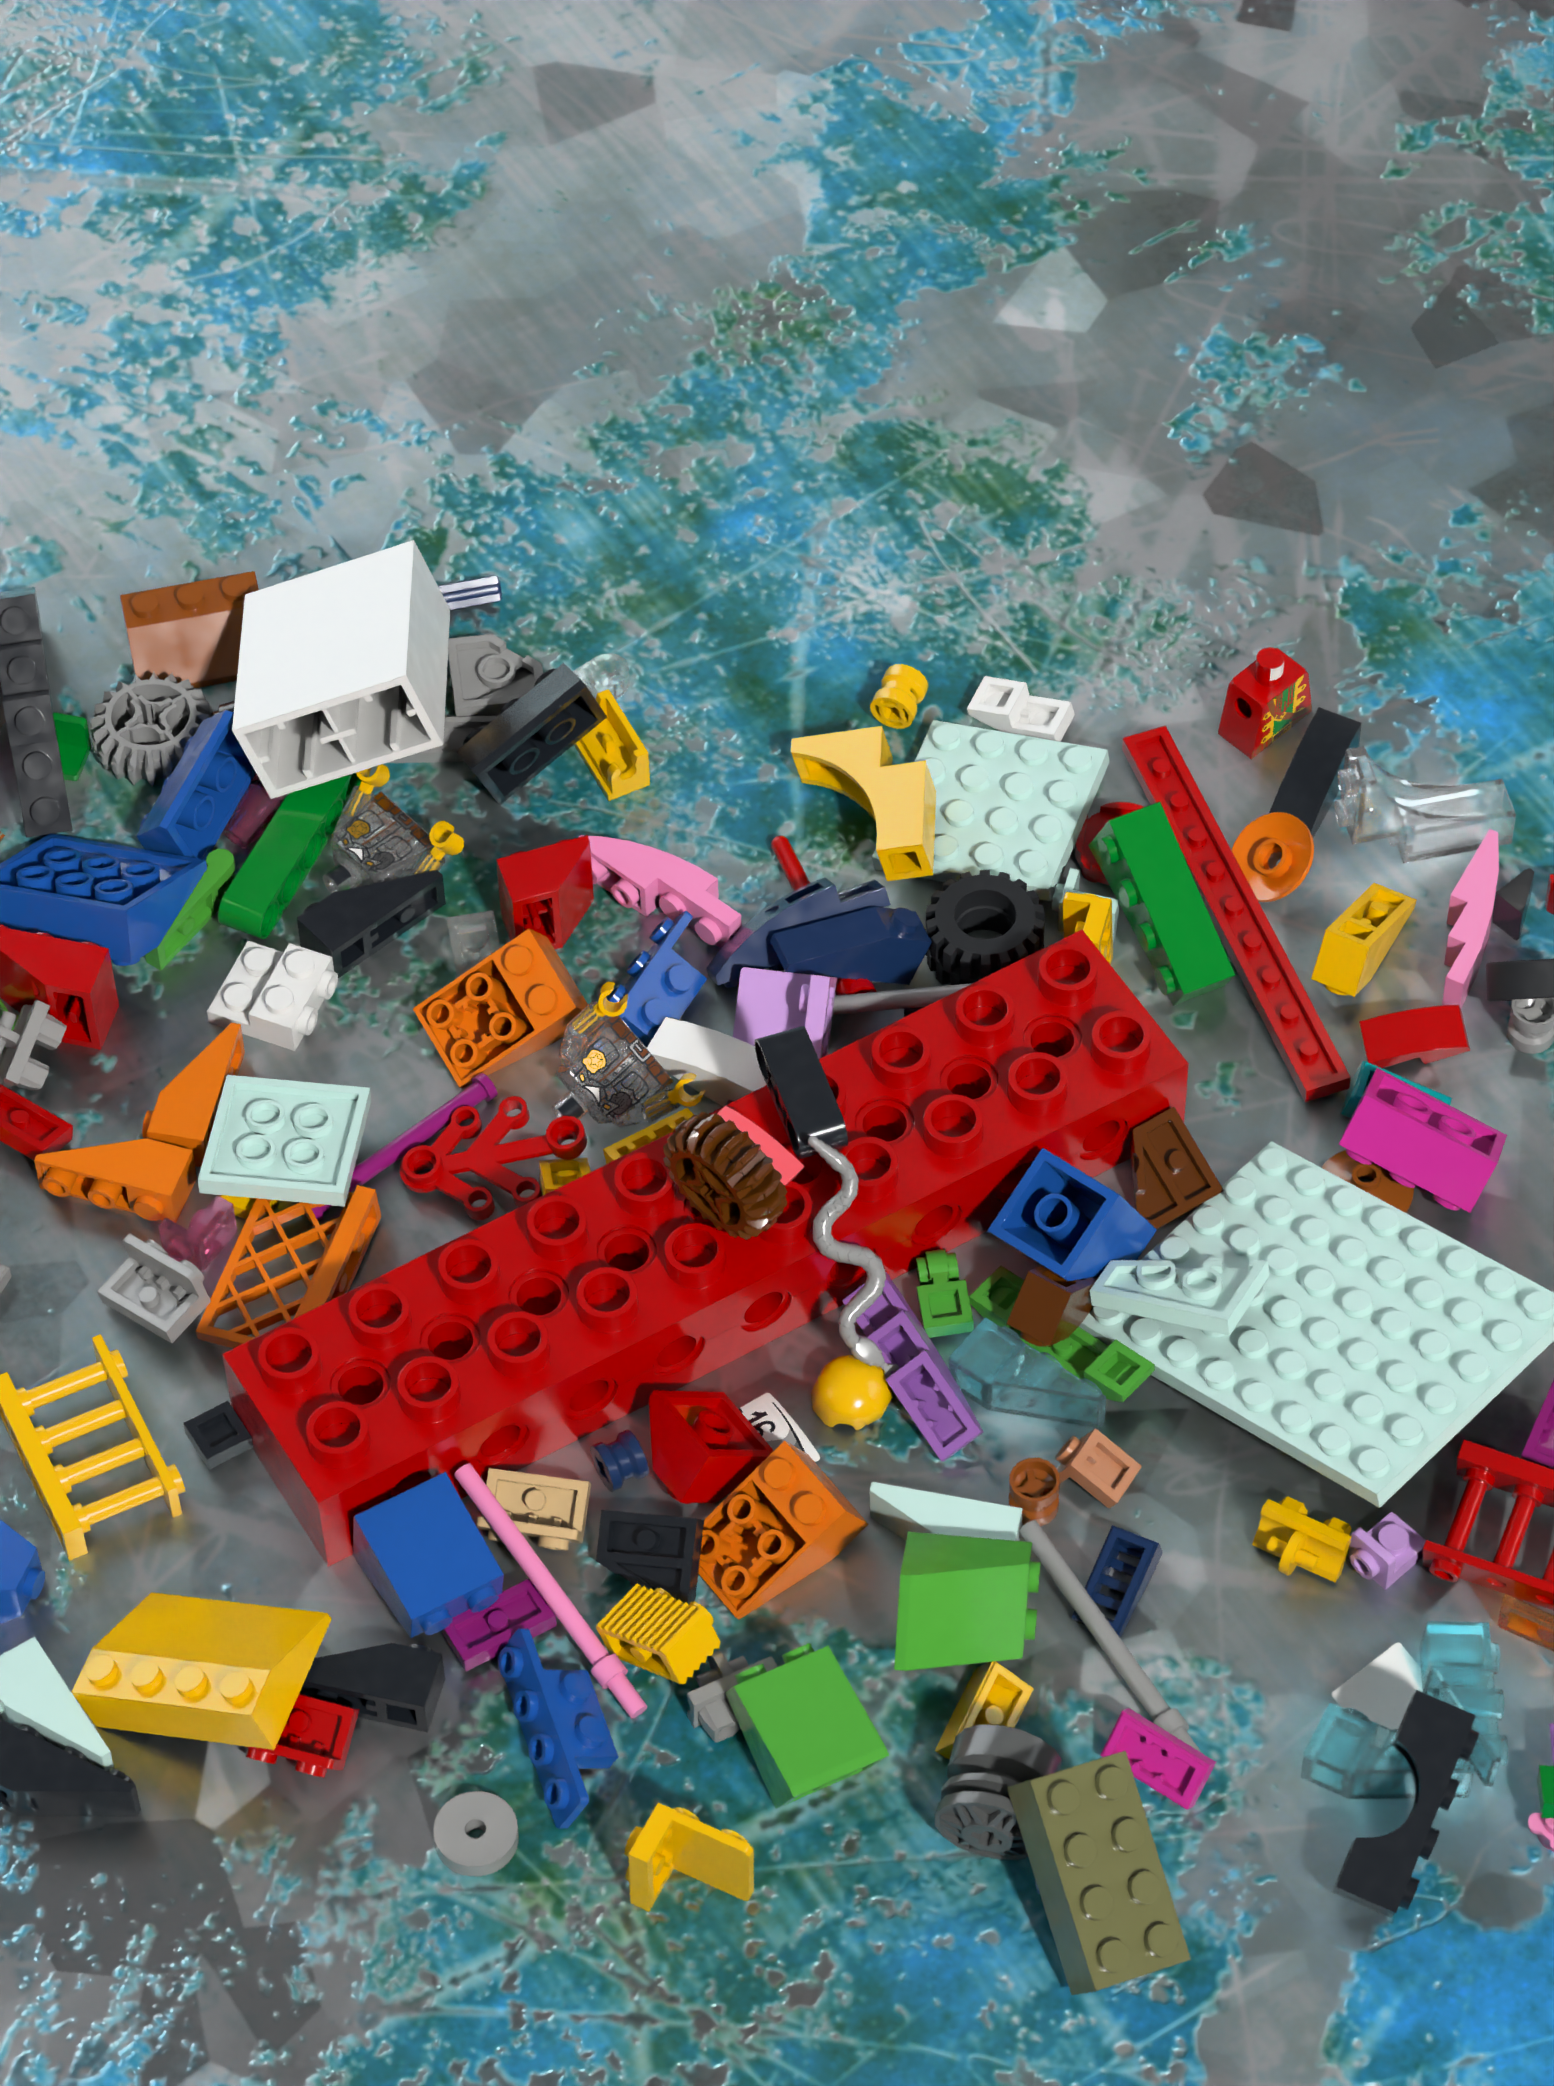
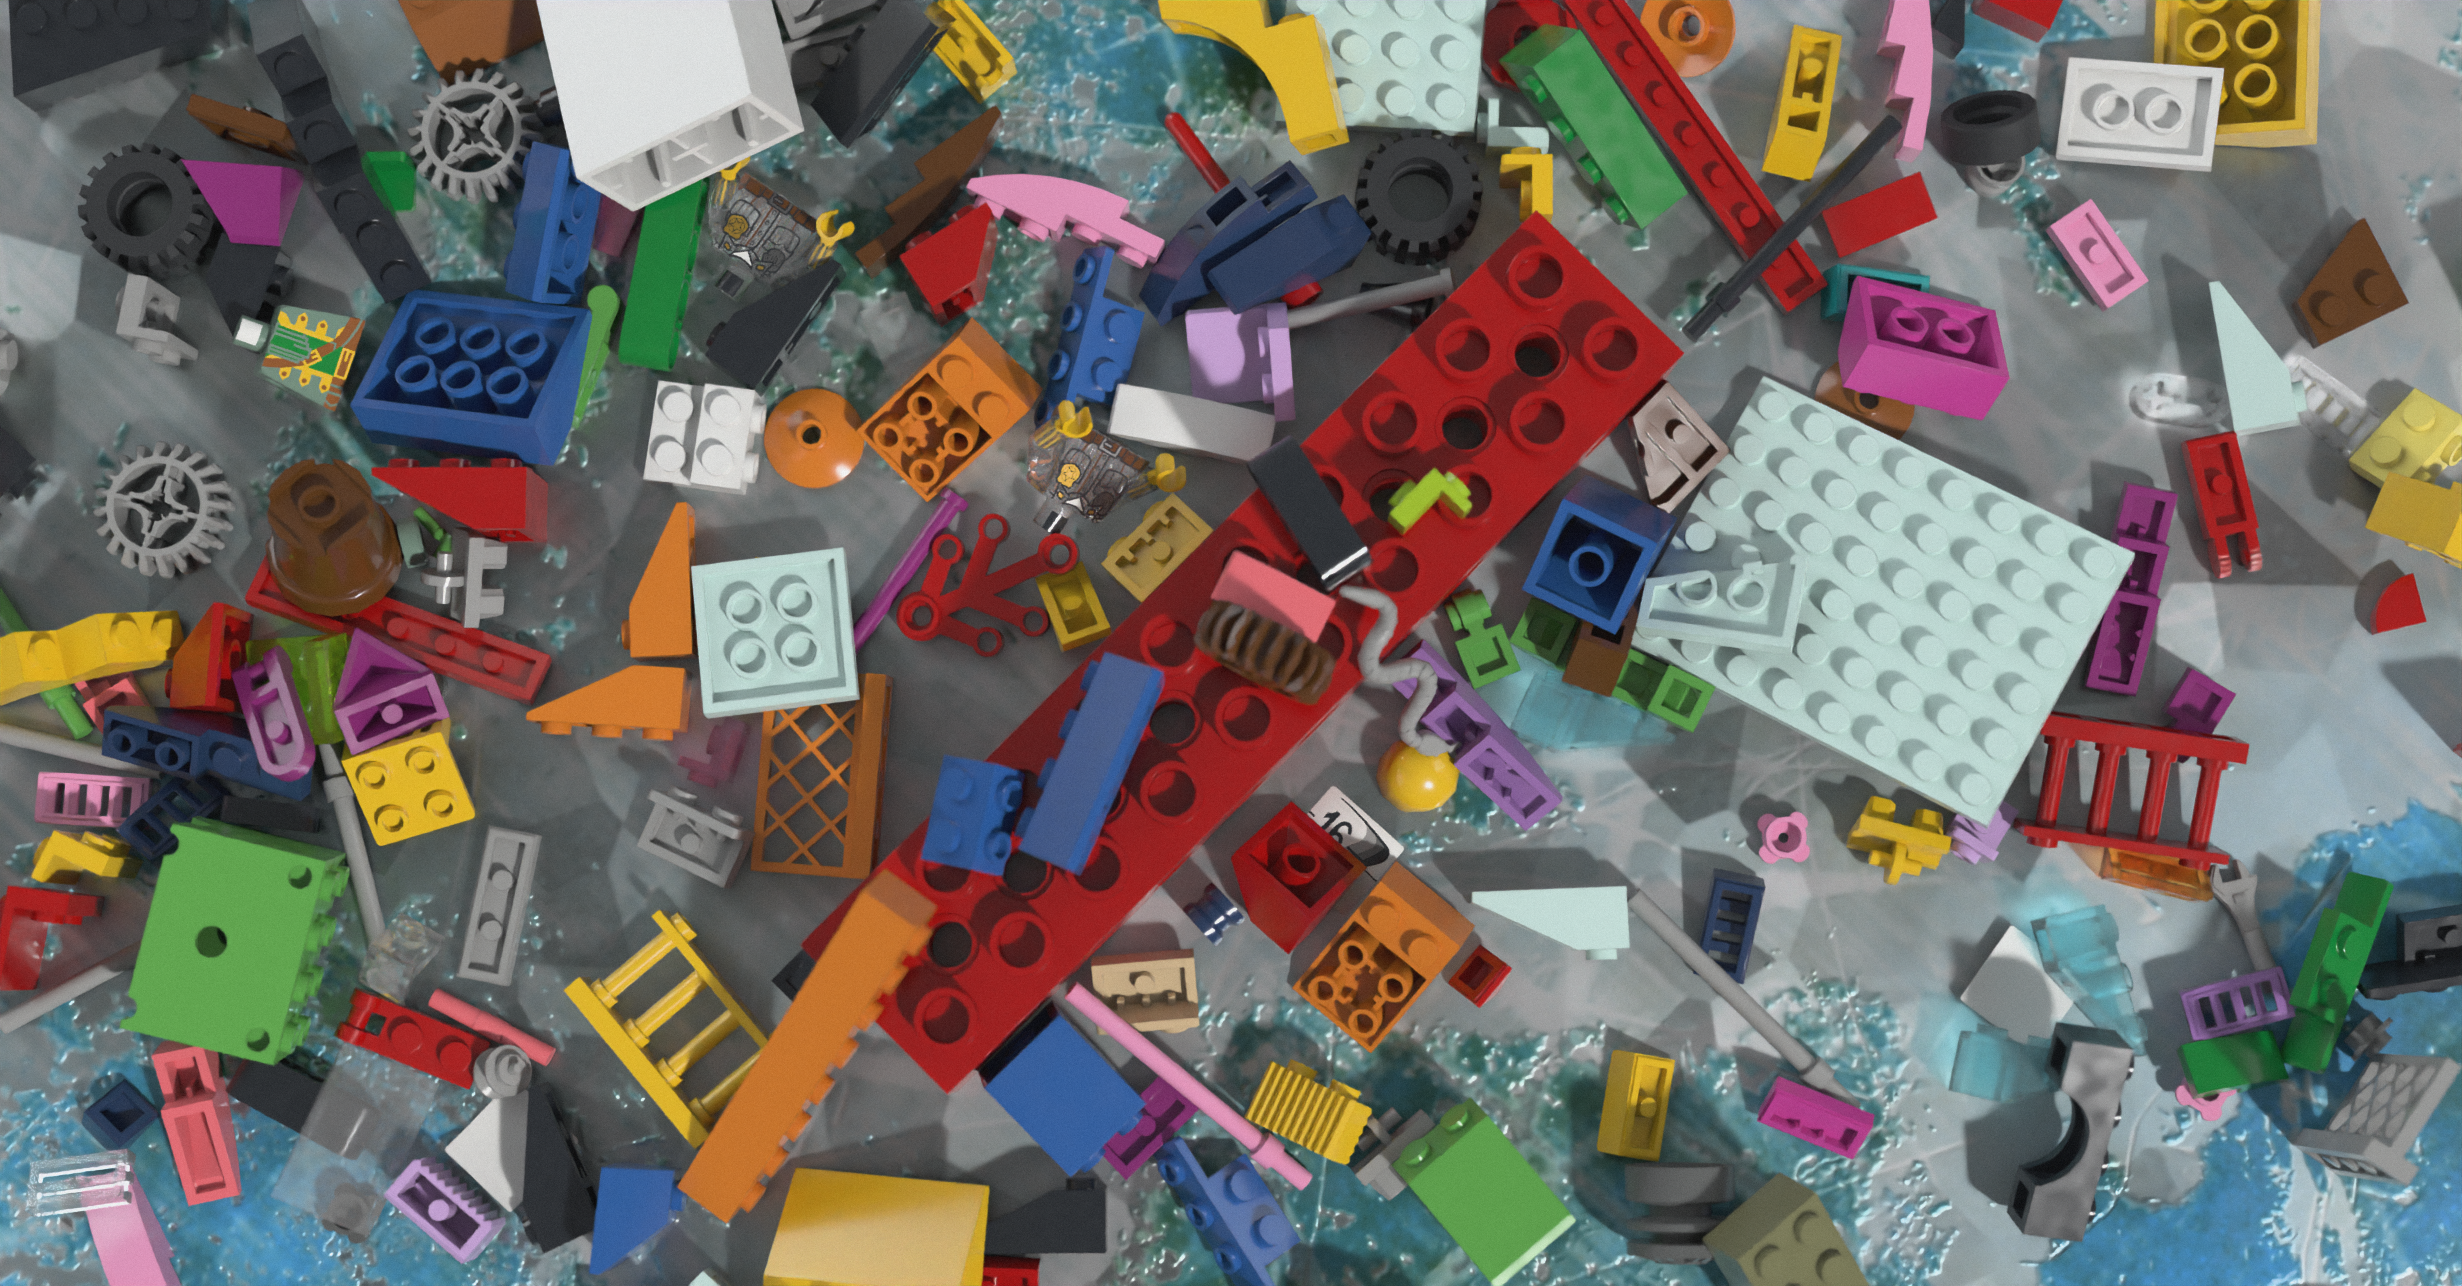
camera: 15 degrees left, 30 degrees up
(198, 1436) = (808, 1045): none -> orange brick
(372, 1033) = (817, 463): none -> orange dish
(419, 1262) = (973, 815): none -> blue bracket
(542, 1238) = (1092, 762): none -> blue slope
(590, 816) = (944, 177): none -> reddish brown slope
(652, 1550) = (1275, 1013): black wing -> none
(864, 1572) = (1480, 976): none -> red slope
(910, 1099) = (1414, 500): none -> lime bracket
(964, 1601) = (1596, 1012): bright green slope -> none
(1035, 1488) = (1635, 847): dark orange wheel -> none
(1097, 1466) = (1678, 805): nougat bracket -> none
(1192, 1507) = (1794, 827): none -> bright pink plate
(1250, 1062) = (1726, 296): none -> black bar

